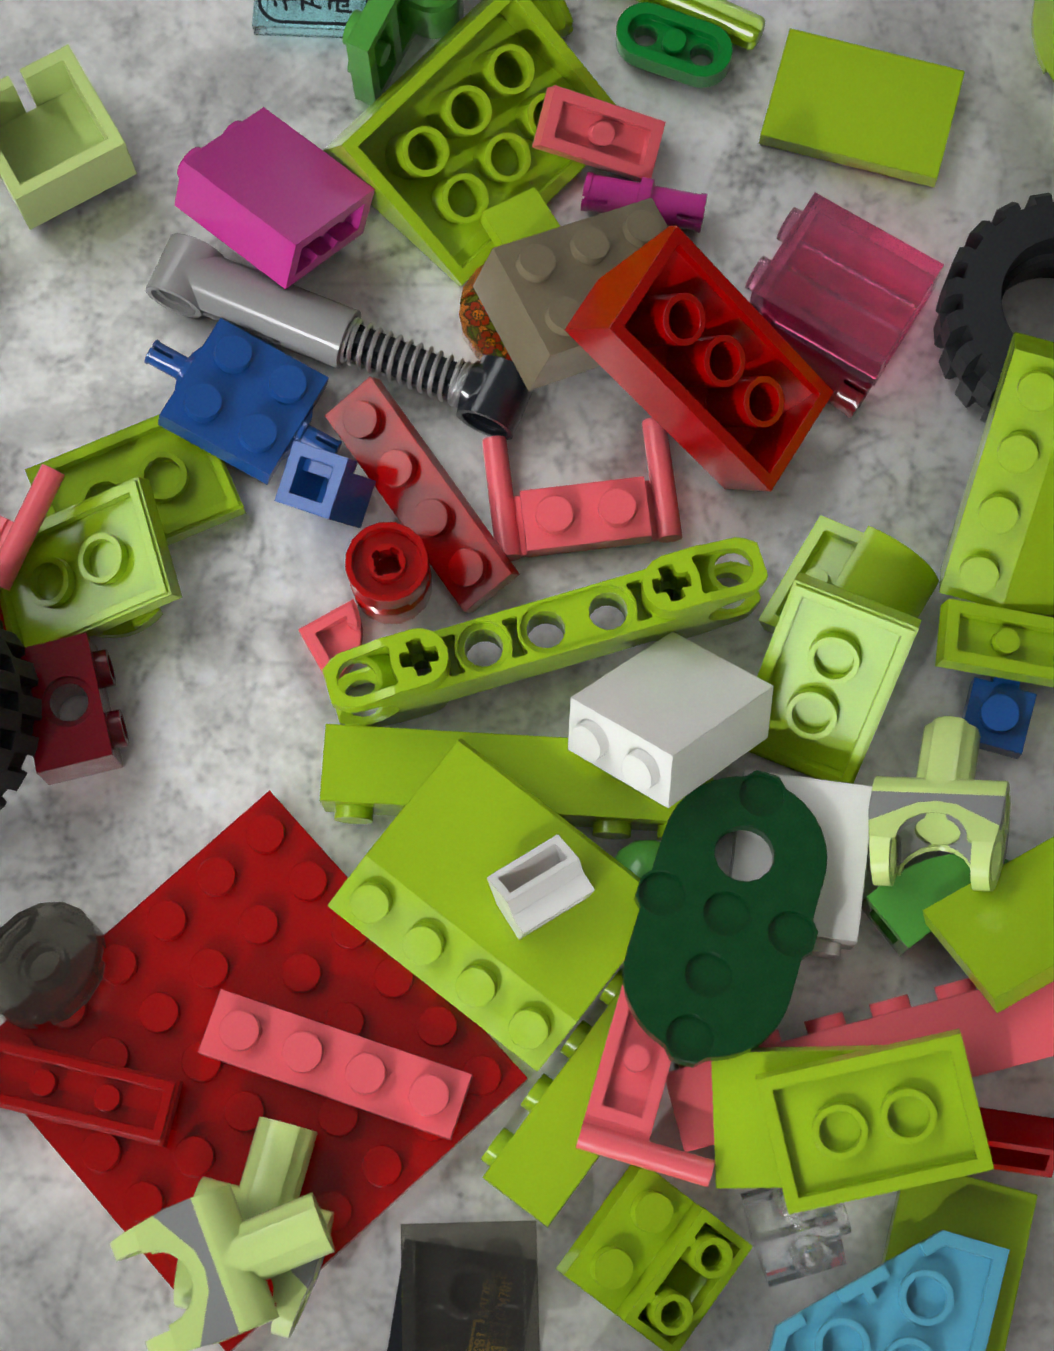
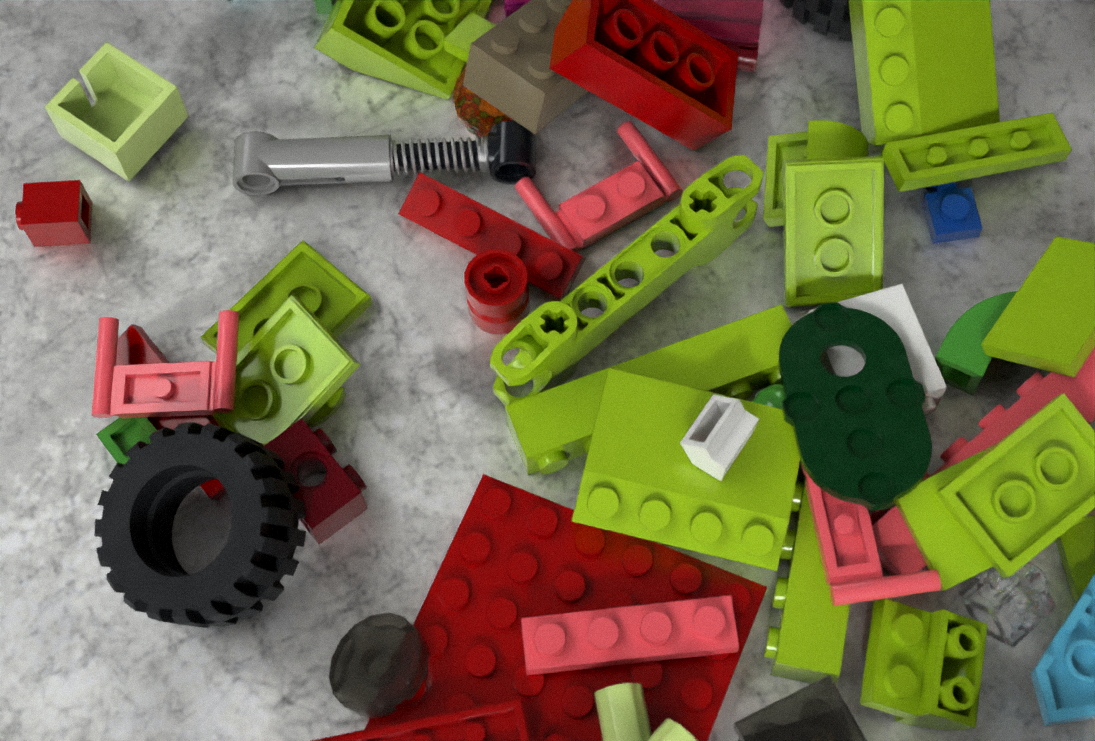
camera: 25 degrees left, 10 degrees down
(241, 400) = (336, 226): blue plate -> none
(273, 196) = (295, 85): dark pink brick -> none
(324, 485) = (424, 252): blue brick -> none
(334, 634) = (474, 357): coral tile -> none
(669, 718) = (744, 295): white brick -> none
(941, 809) = (955, 277): yellowish green connector -> none

